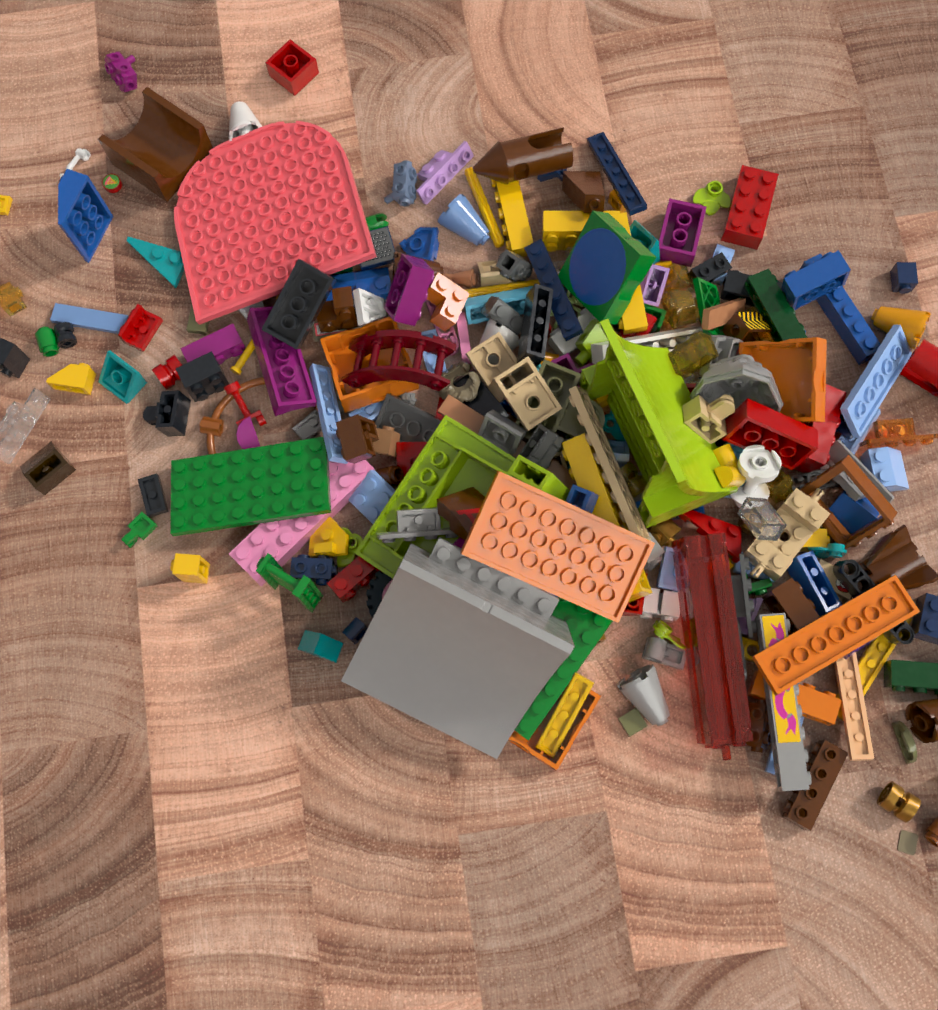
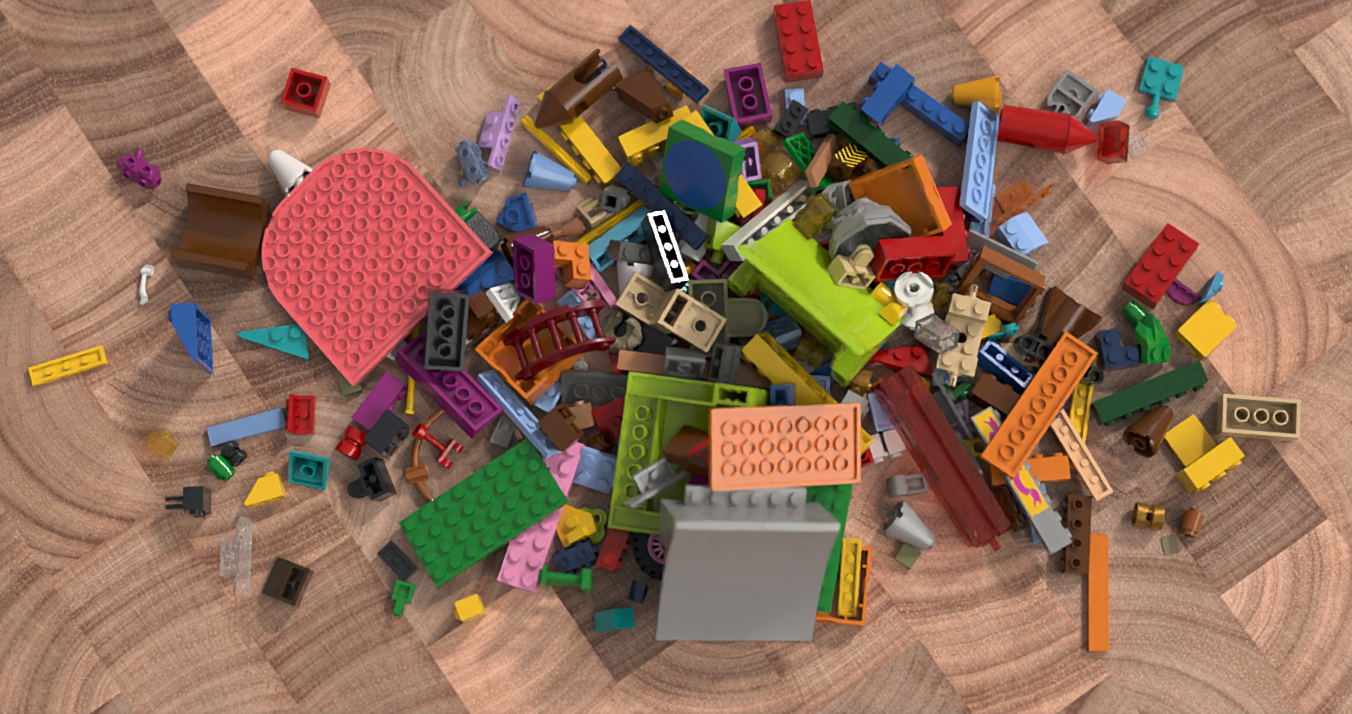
camera: 30 degrees left, 5 degrees up
(112, 183) = (192, 286): tile -> none
(246, 434) = (454, 467): magenta tile -> none
(604, 455) = (785, 346): tan plate -> none
(663, 631) = (898, 467): lime plate -> none
(711, 199) = (759, 48): lime plate -> none
(810, 858) = (1098, 594): none -> orange tile
(904, 277) = (963, 47): dark blue brick -> none
(905, 742) = (1134, 463): olive tile -> none

